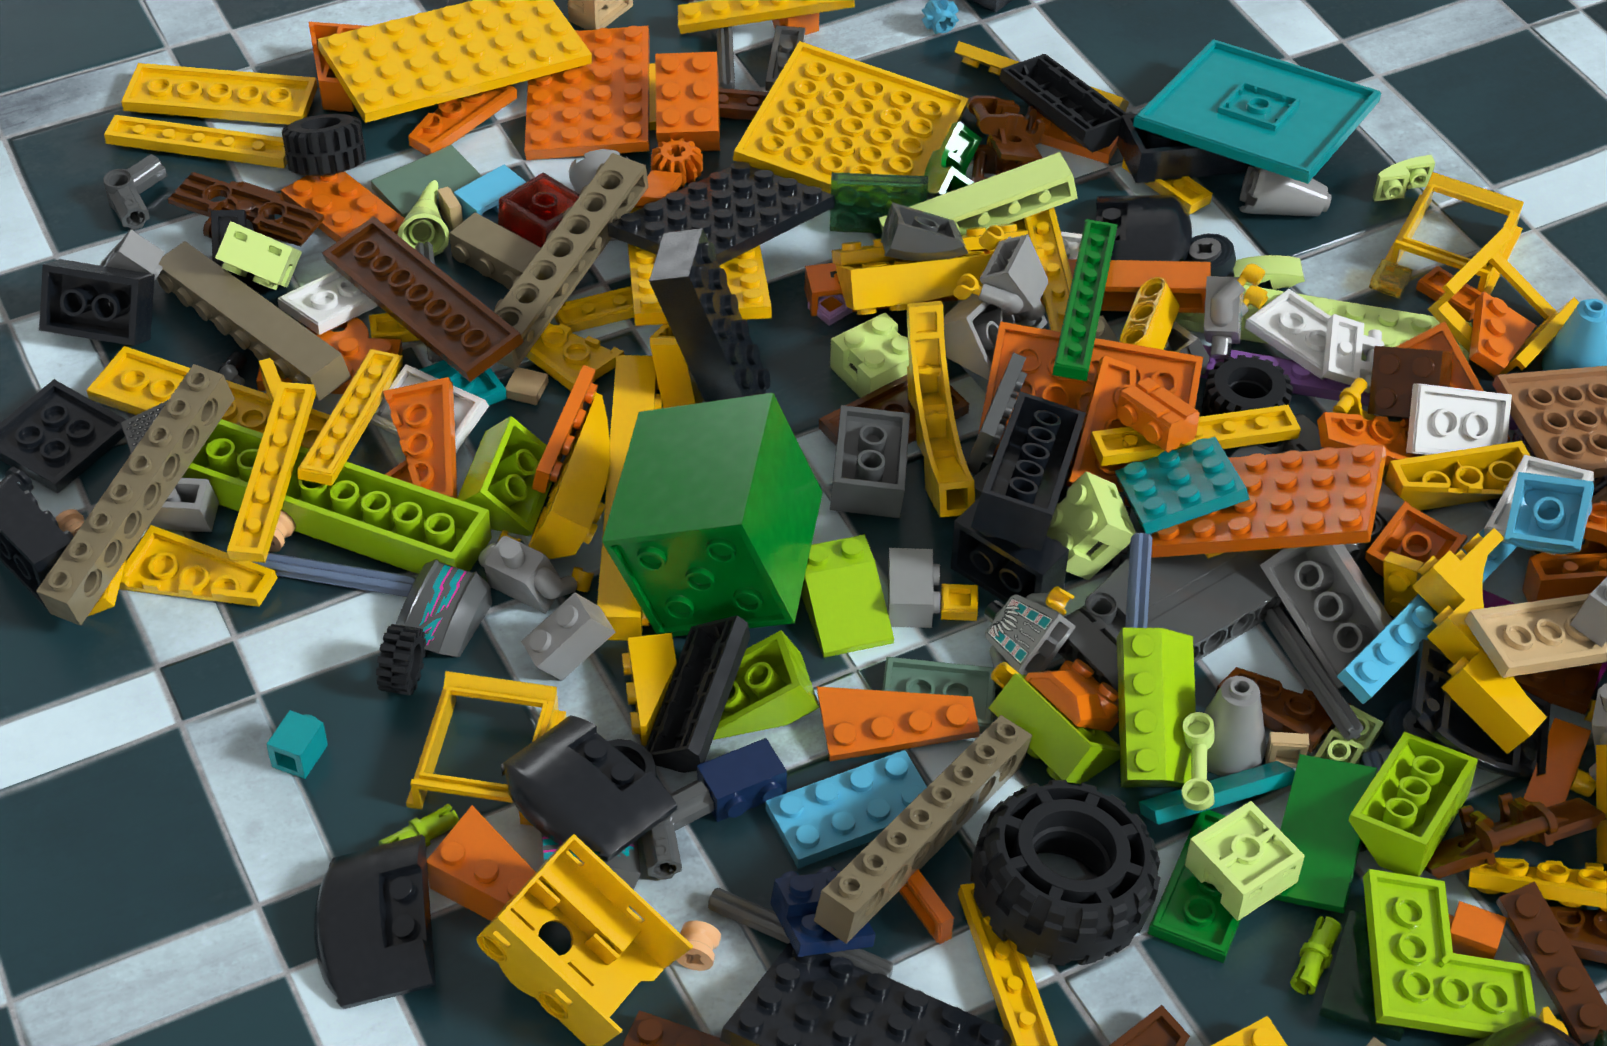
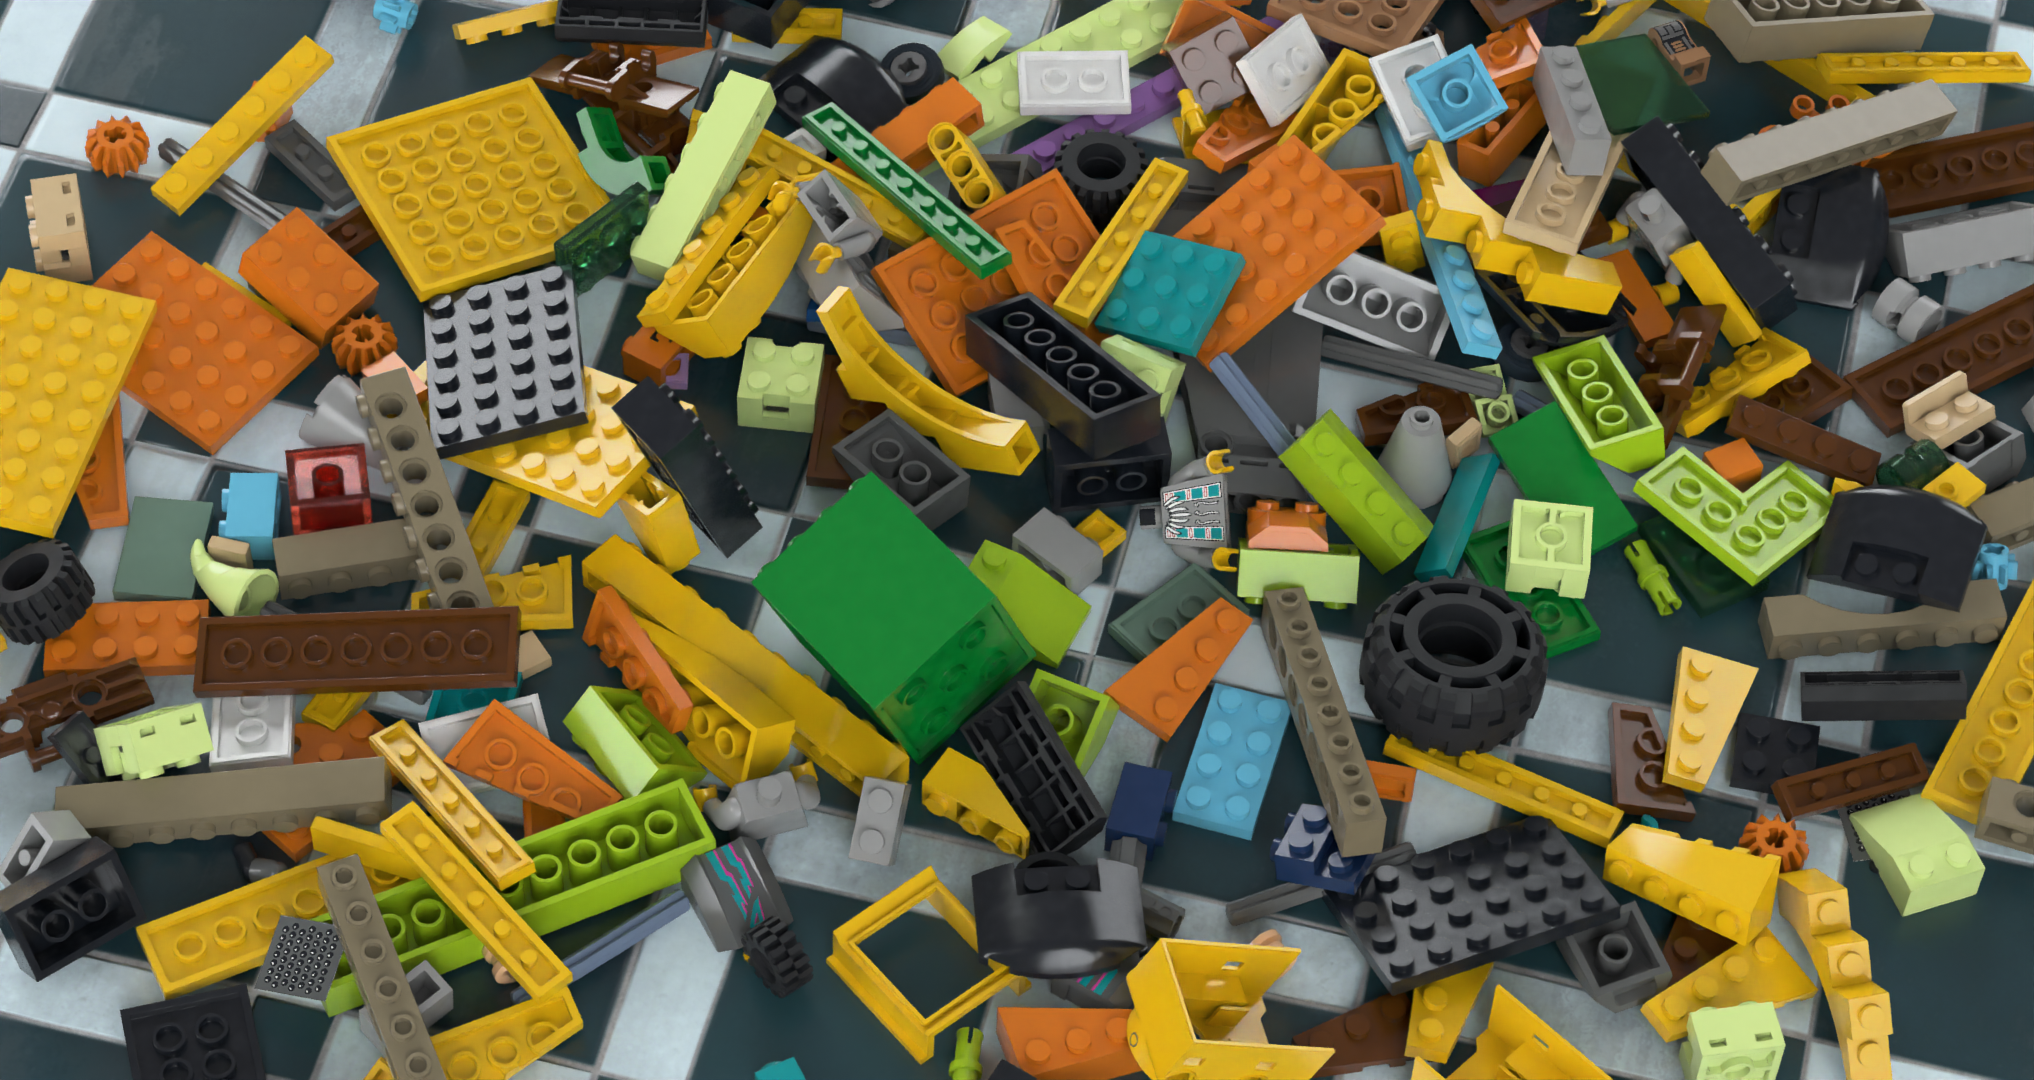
camera: 50 degrees left, 5 degrees up
(920, 235) = (718, 242): dark grey slope -> none
(998, 414) = (972, 348): dark grey plate -> none
(1157, 415) = (1092, 247): orange brick -> none
(1199, 737) = (1411, 484): yellowish green bar -> none
(1227, 306) = (1011, 110): light grey torso -> none
(1345, 348) = (1139, 71): white plate -> none

